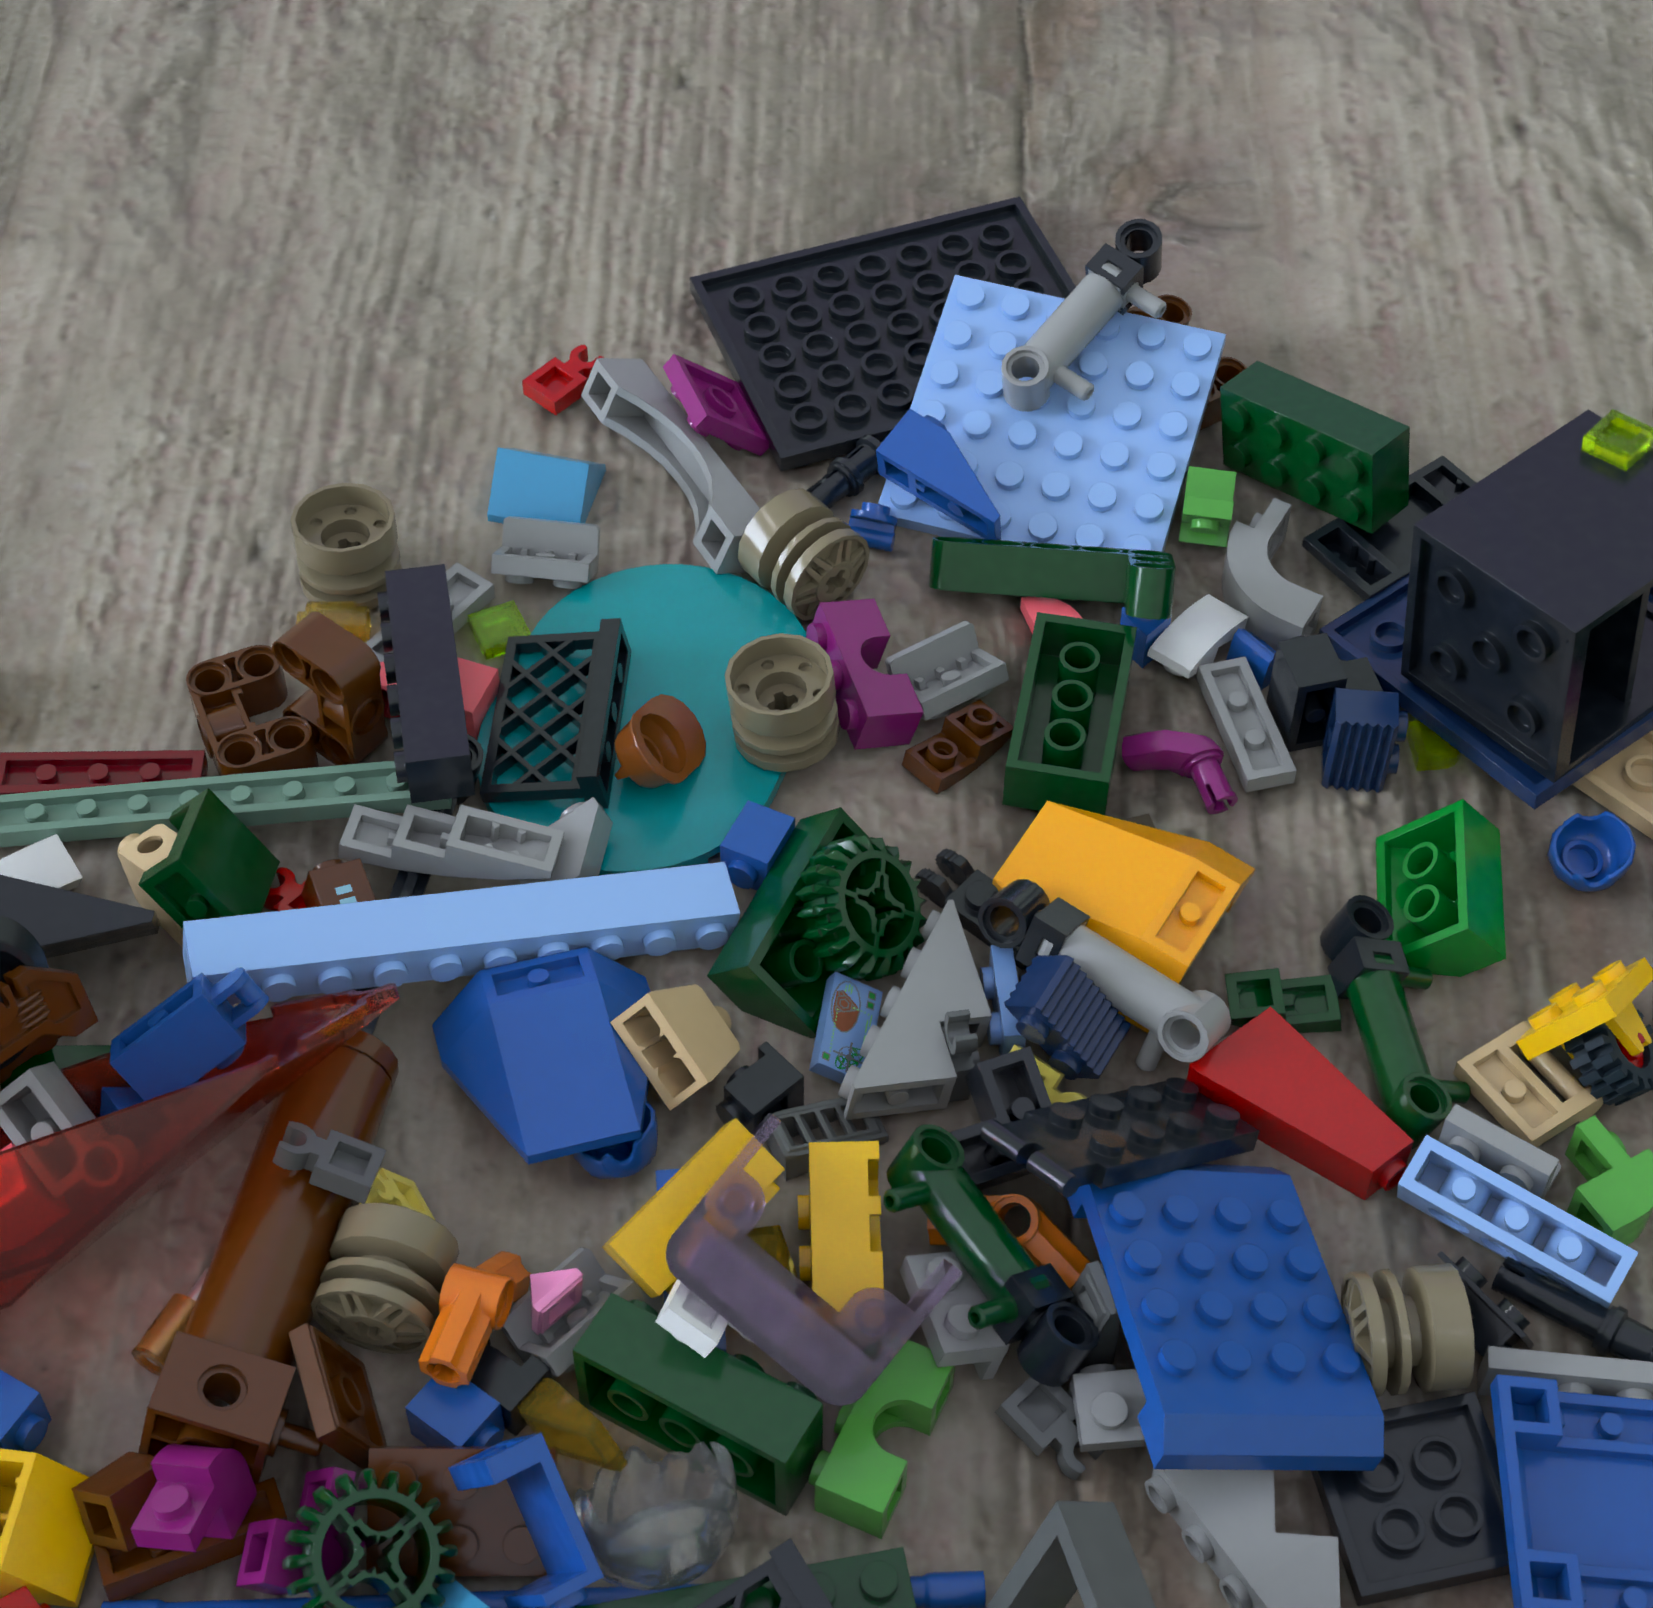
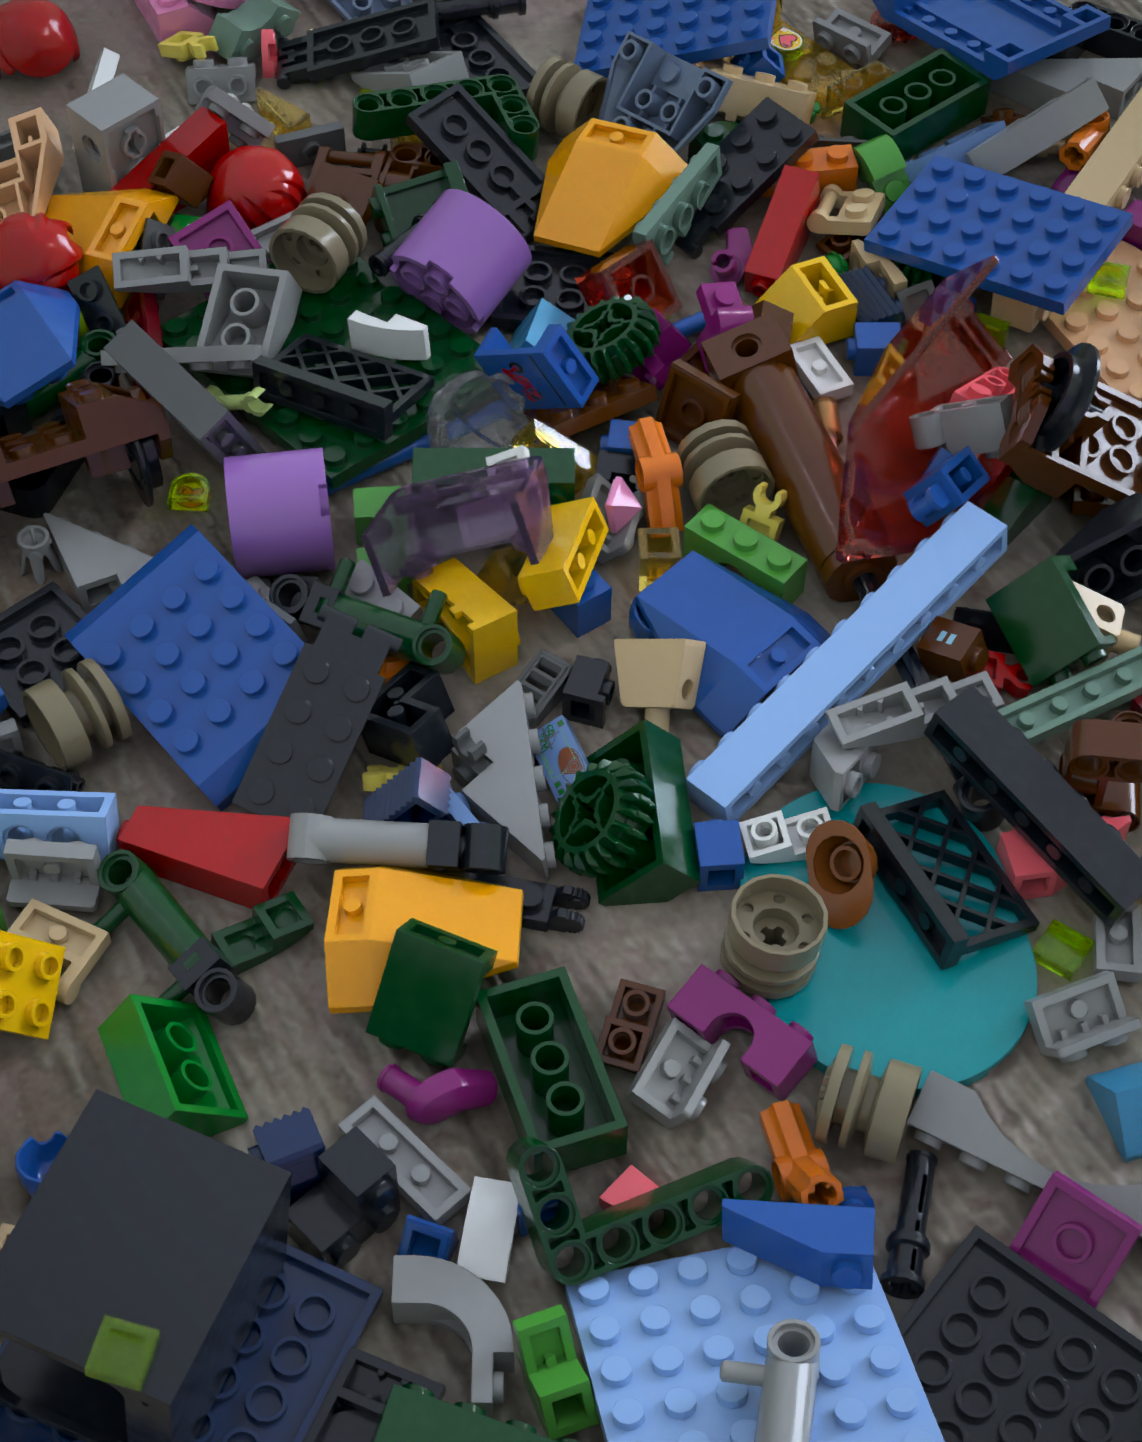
camera: 150 degrees right, 0 degrees up
(103, 1417) = (820, 370): none -> white plate
(336, 1164) = (788, 471): dark grey plate -> none
(453, 1167) = (751, 552): none -> bright green arch
(559, 1207) = (656, 553): none -> clear yellow brick
(676, 827) = (779, 839): none -> white slope
(896, 549) = (796, 1165): none -> orange piece
(1004, 1468) = (279, 513): none -> medium lavender brick
(1143, 801) = (429, 992): none -> dark green panel

